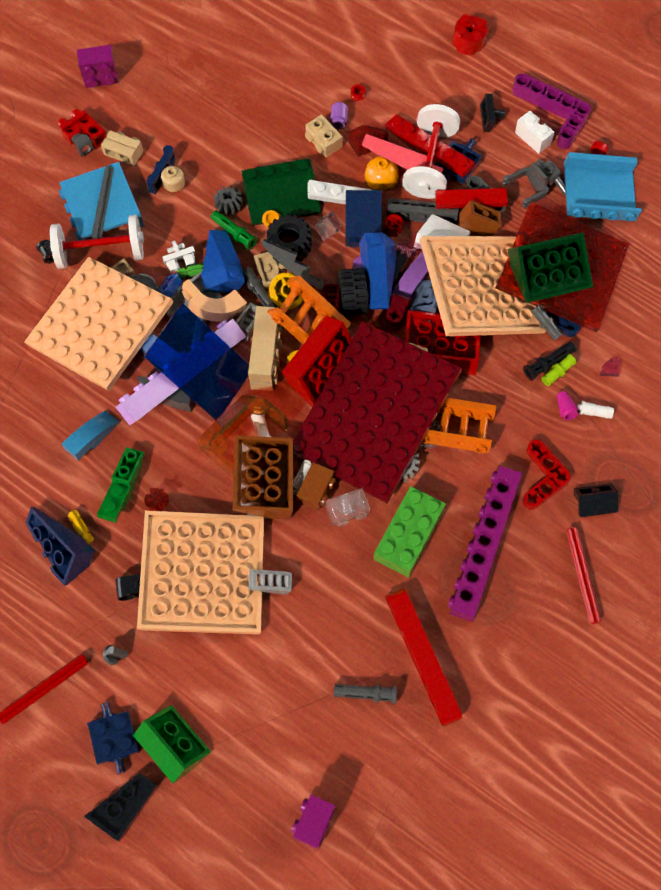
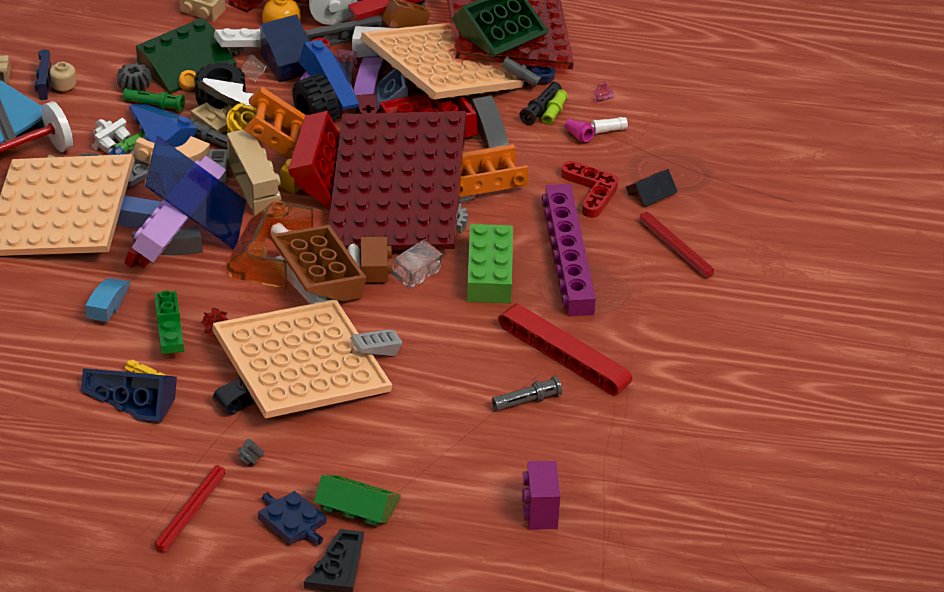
camera: 30 degrees left, 25 degrees down
(491, 371) = (489, 122): none -> dark grey slope

